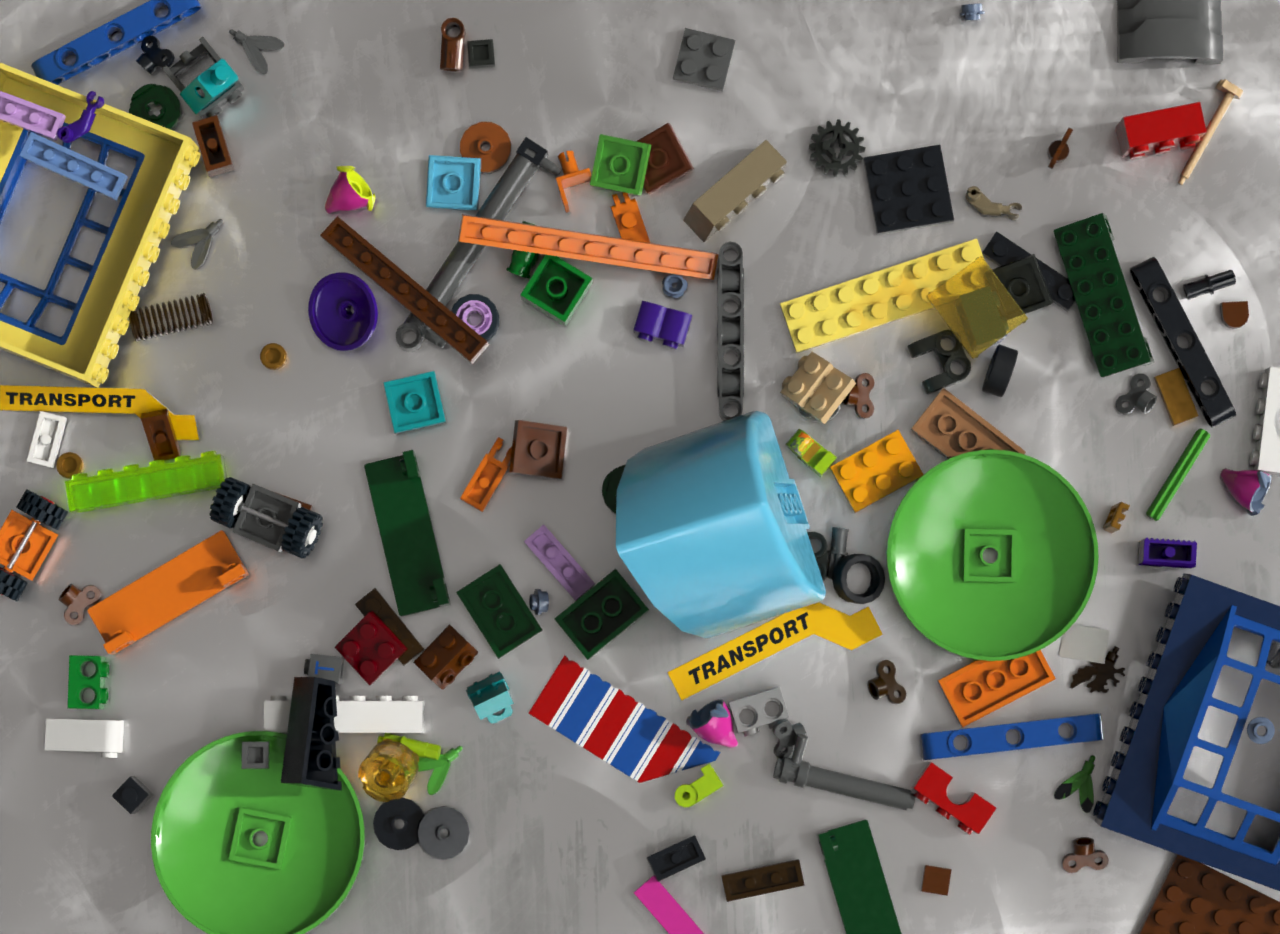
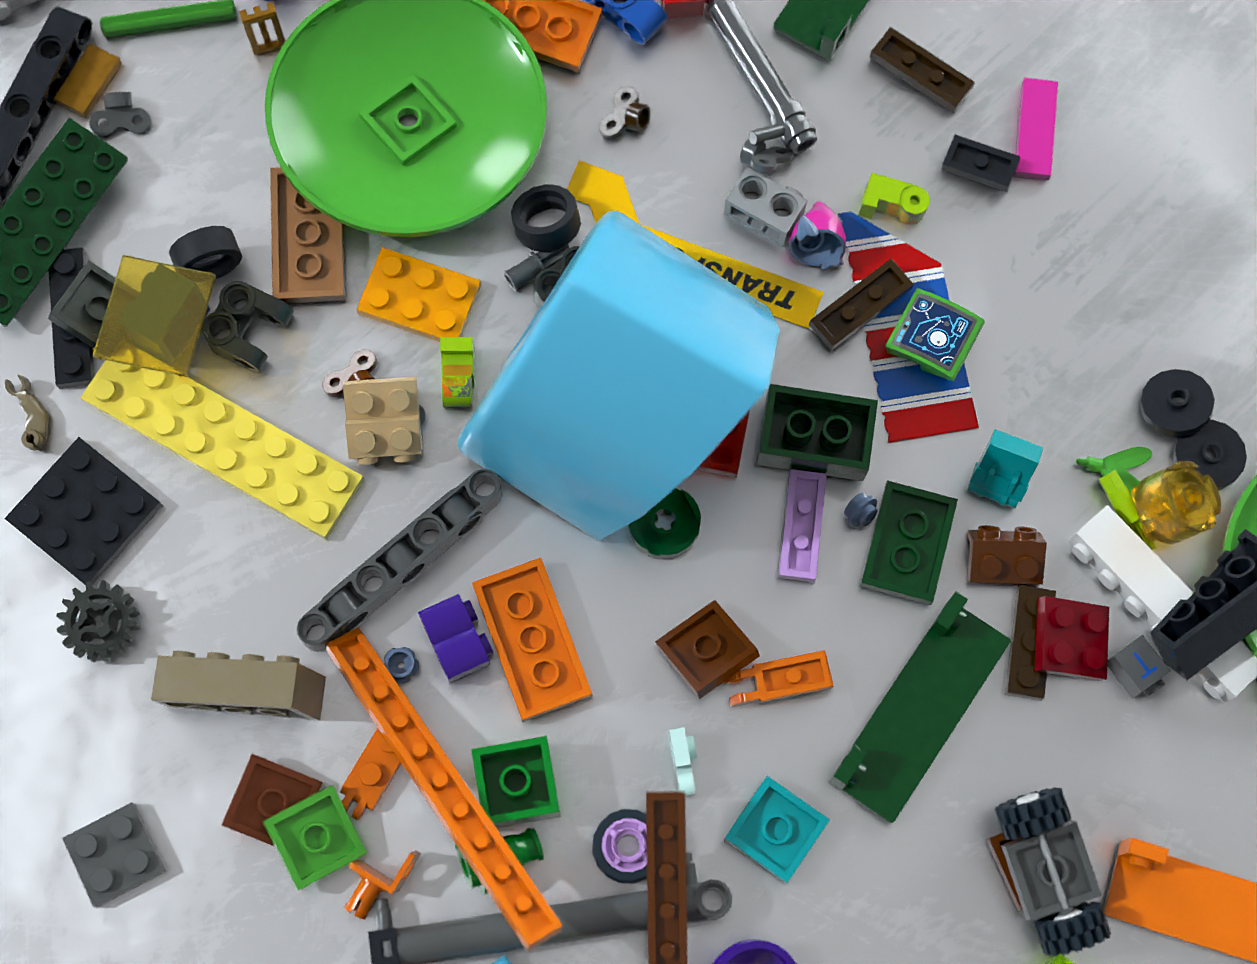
camera: 135 degrees left, 10 degrees down
(497, 389) = (682, 751): none -> light aqua plate
(600, 735) = (935, 334): none -> slope
(626, 364) = (532, 639): none -> orange plate
(653, 710) = (861, 304): none -> dark brown plate

